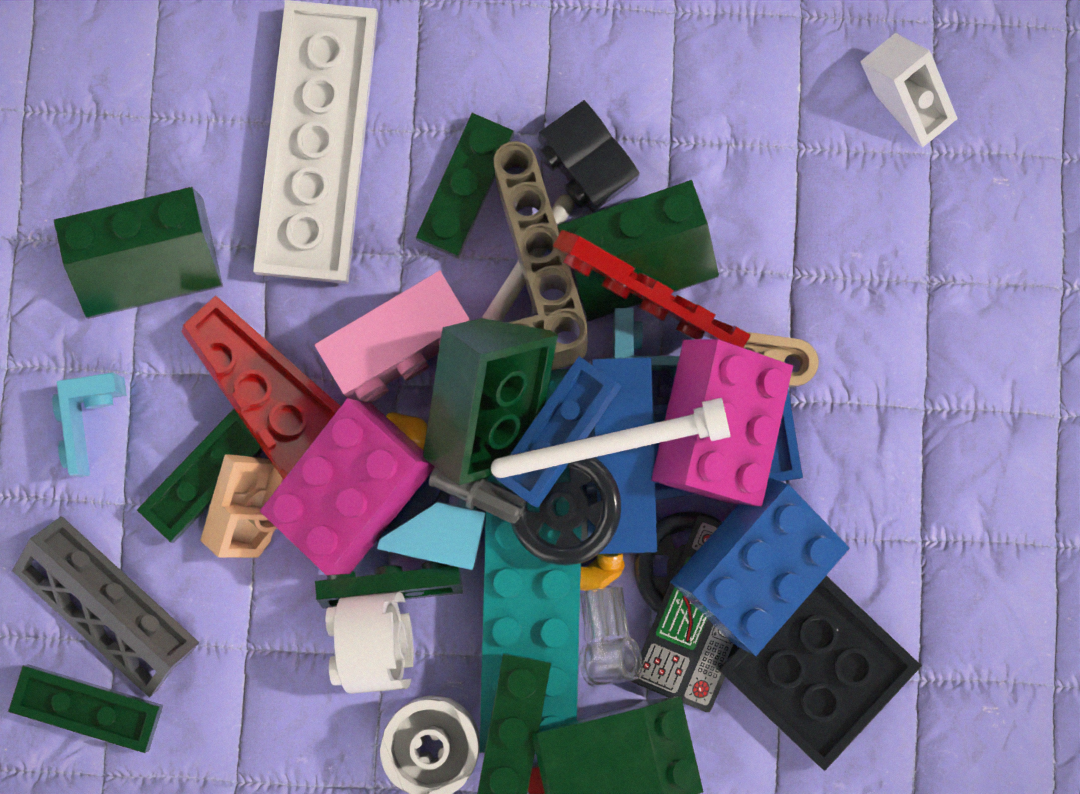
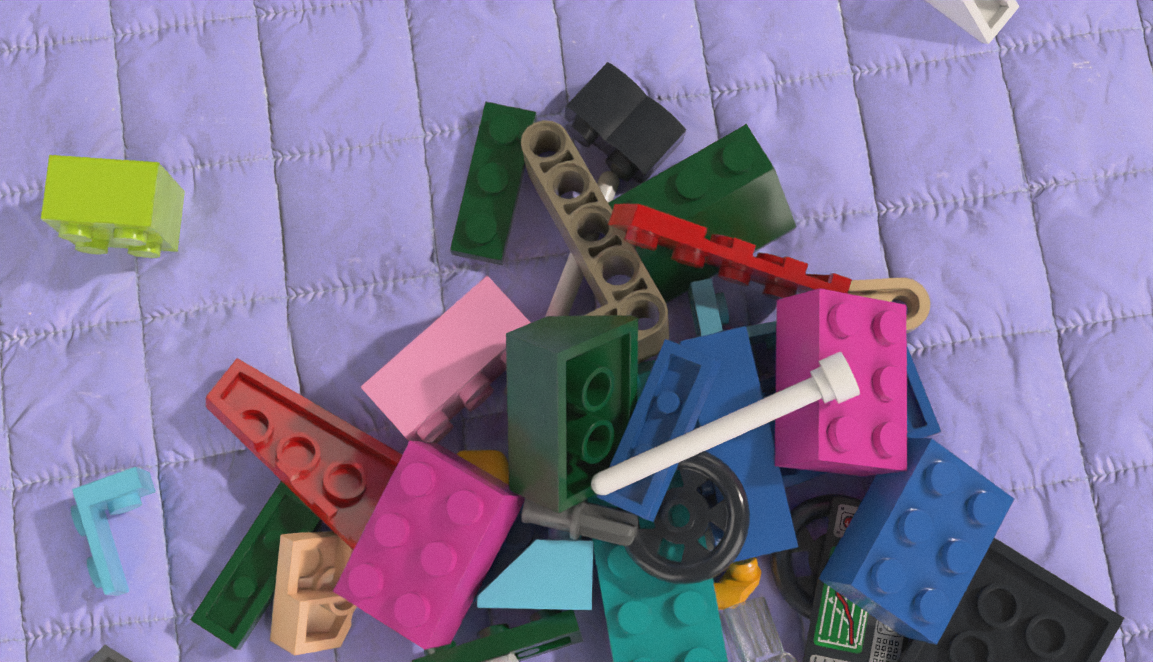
camera: 10 degrees left, 5 degrees down
(133, 143) = (113, 205): none -> lime brick
(139, 252) = (140, 326): dark green slope -> none
(316, 142) = (318, 168): white plate -> none

